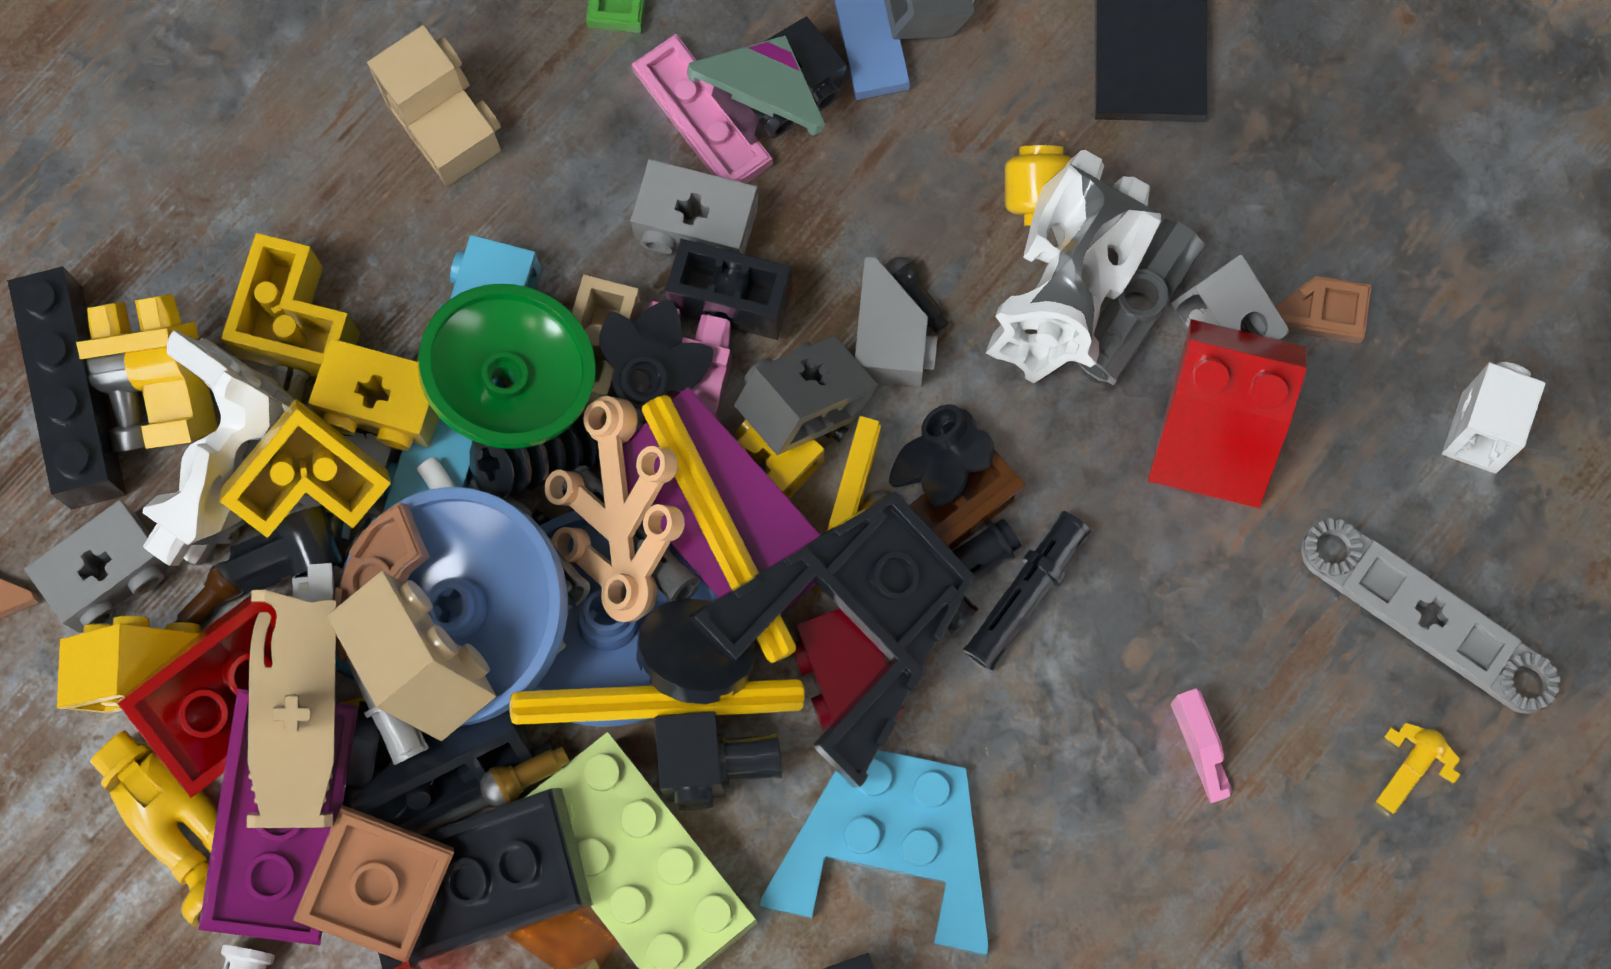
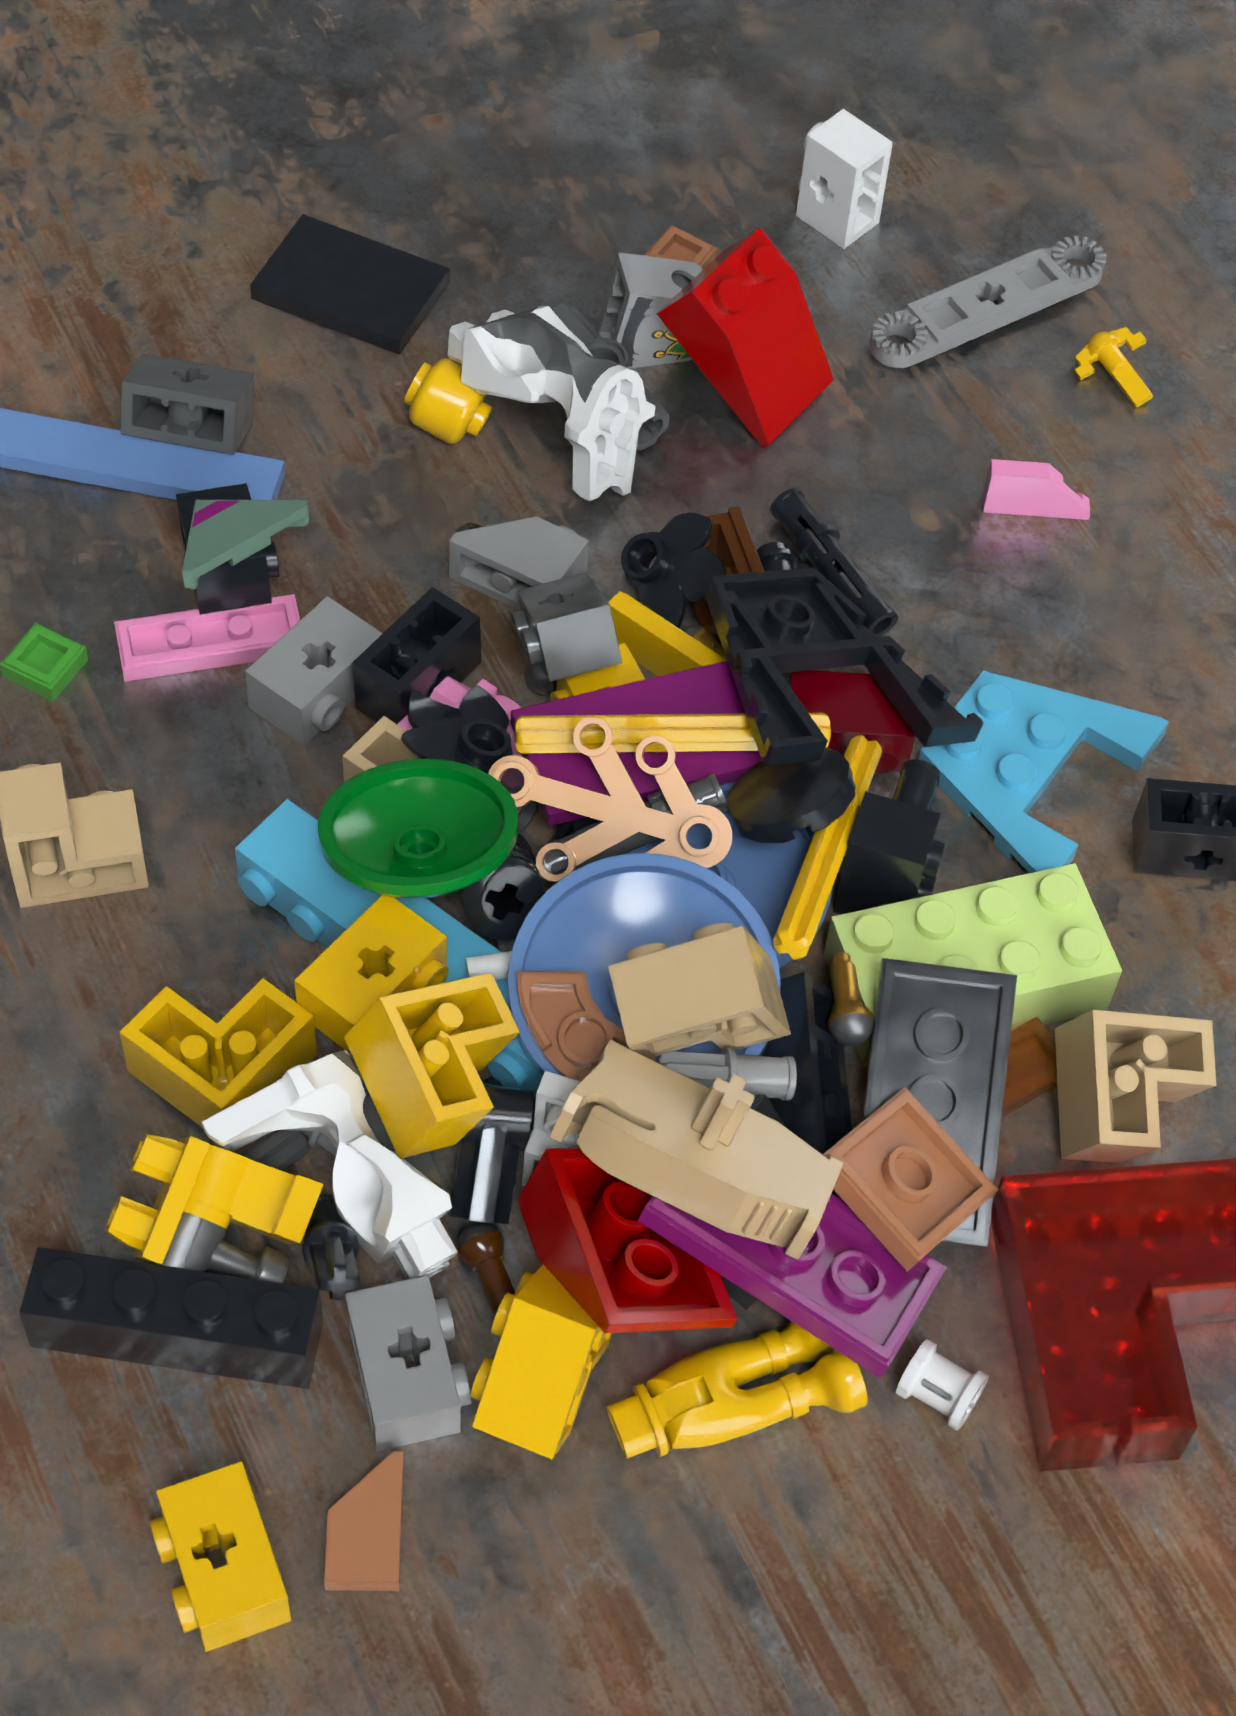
camera: 75 degrees left, 20 degrees down
(154, 474) = (331, 1249): none -> black axle

